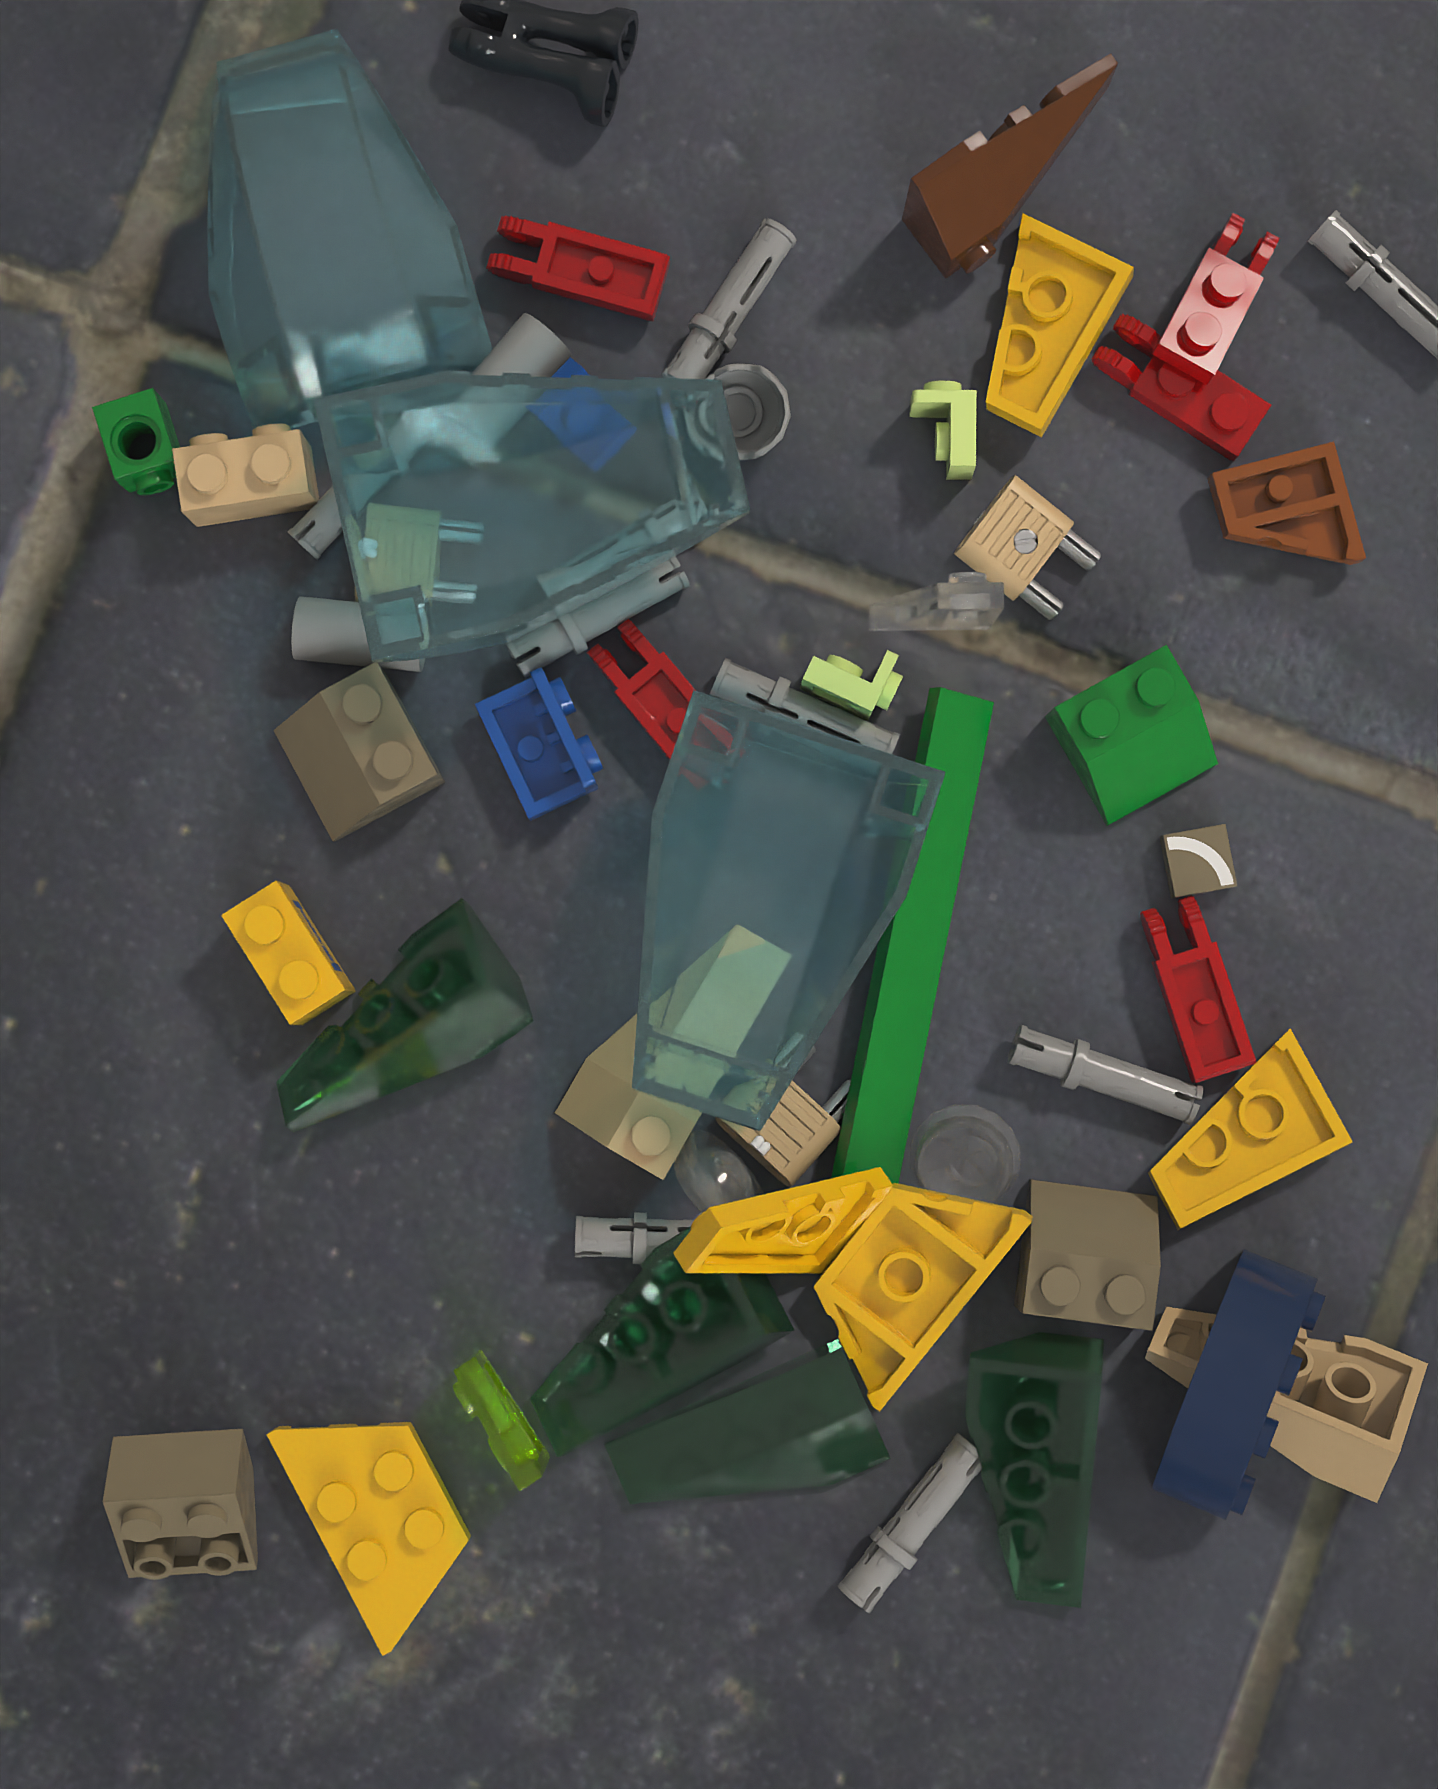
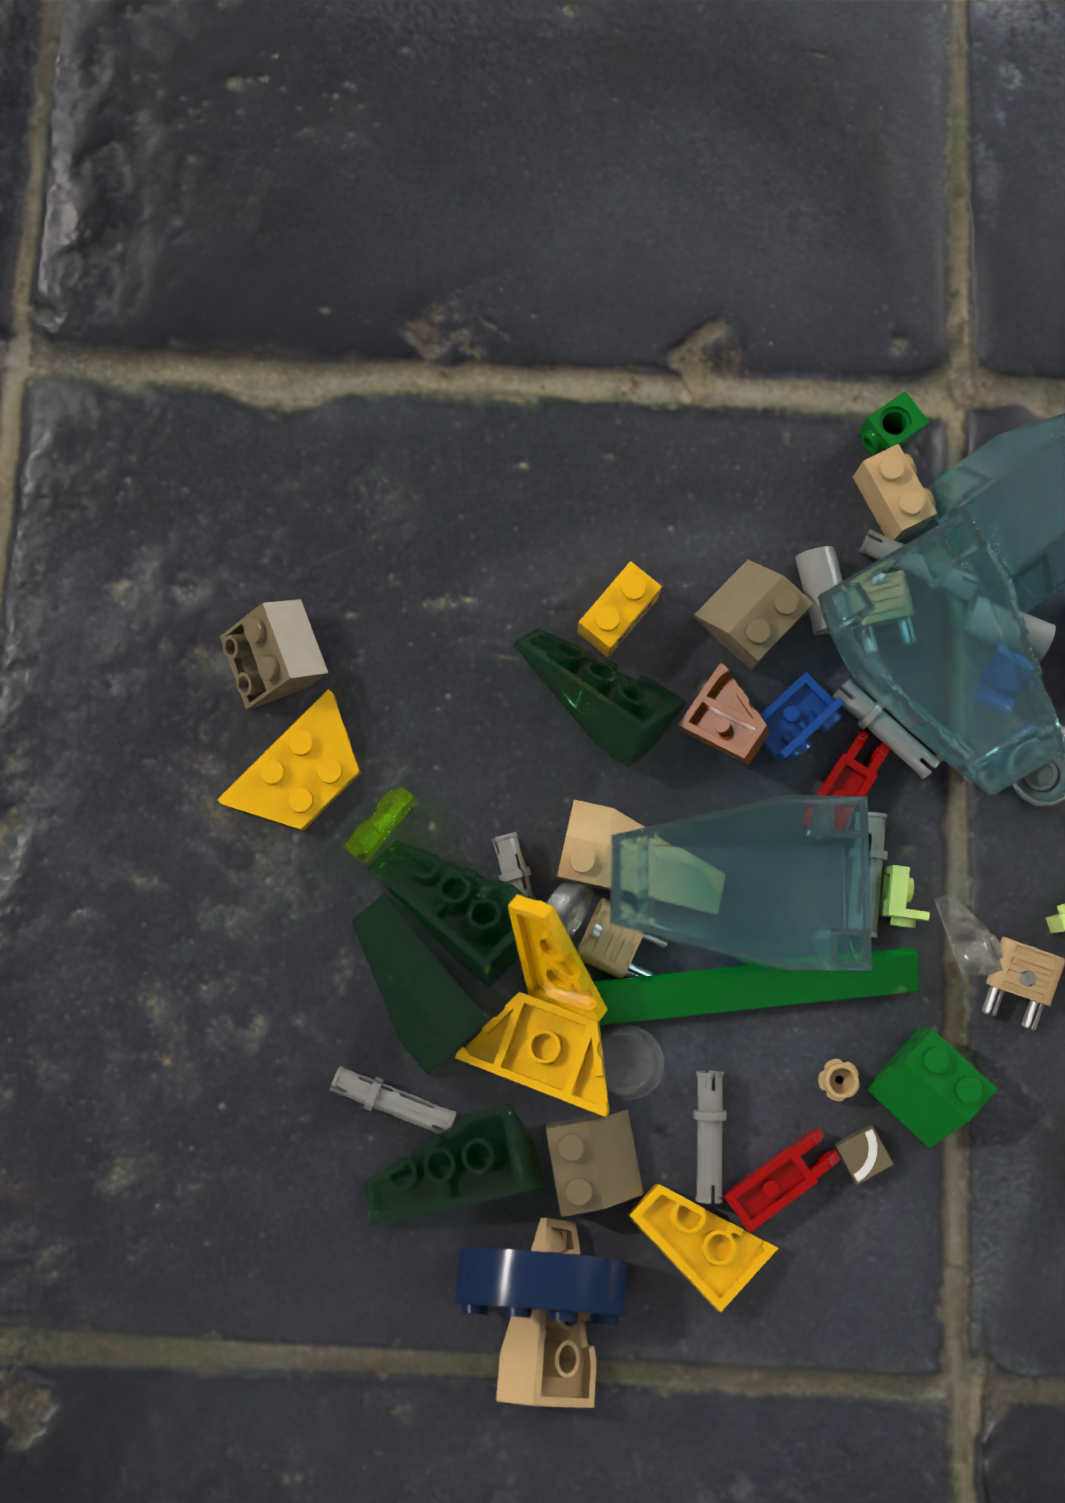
camera: 75 degrees right, 5 degrees down
(506, 848) = (725, 718): none -> wing
(1100, 860) = (850, 1082): none -> tan plate

